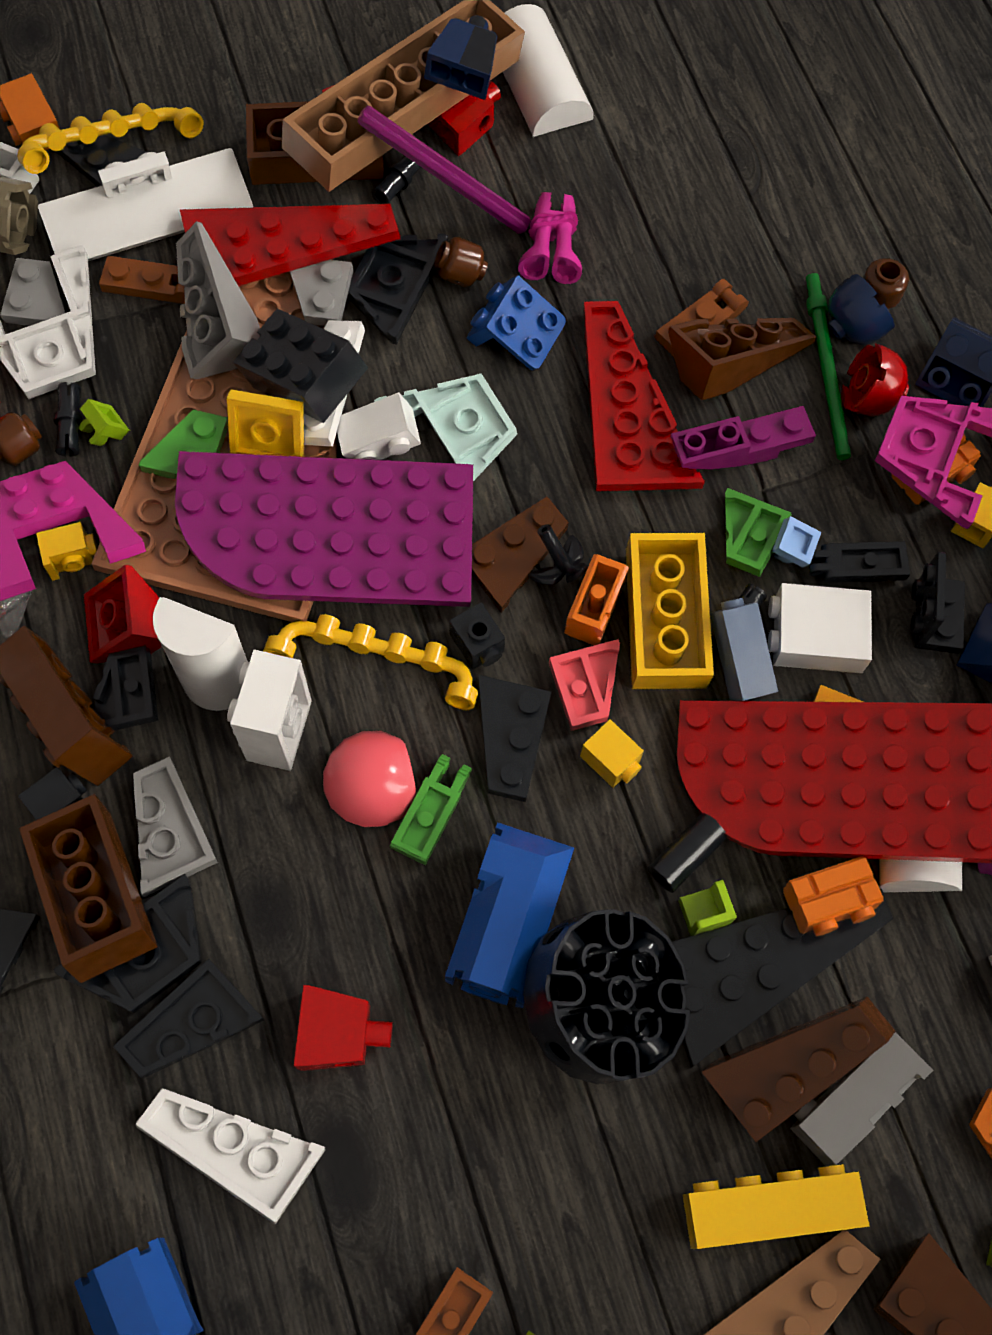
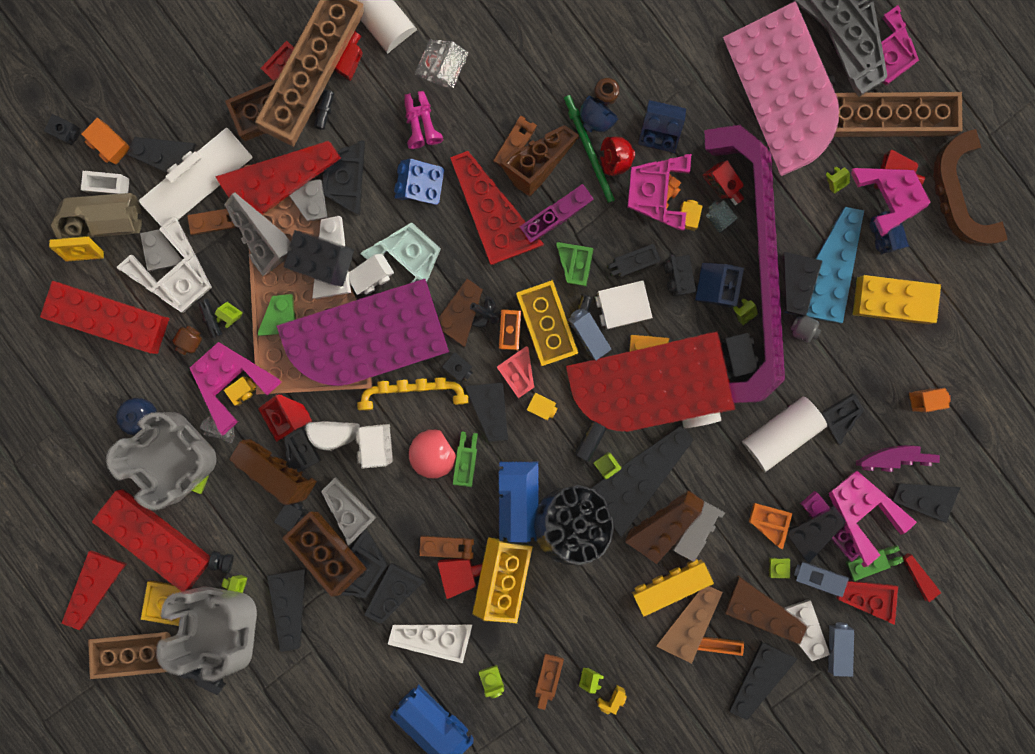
camera: 10 degrees left, 20 degrees up
(36, 159) = (142, 145): yellow bar -> none
(265, 424) = (314, 298): yellow tile -> none
(321, 1291) = (492, 681): none -> lime bracket
(330, 966) = (446, 547): none -> dark orange plate
(422, 1065) = (502, 580): none -> yellow brick
(443, 169) = (349, 111): magenta axle -> none
(460, 262) = (376, 156): reddish brown head -> none
(463, 56) = (337, 41): dark blue torso -> none
(620, 168) = (441, 62): none -> clear slope
(796, 542) = (599, 264): light blue tile -> none
(833, 896) = (662, 443): orange brick -> none

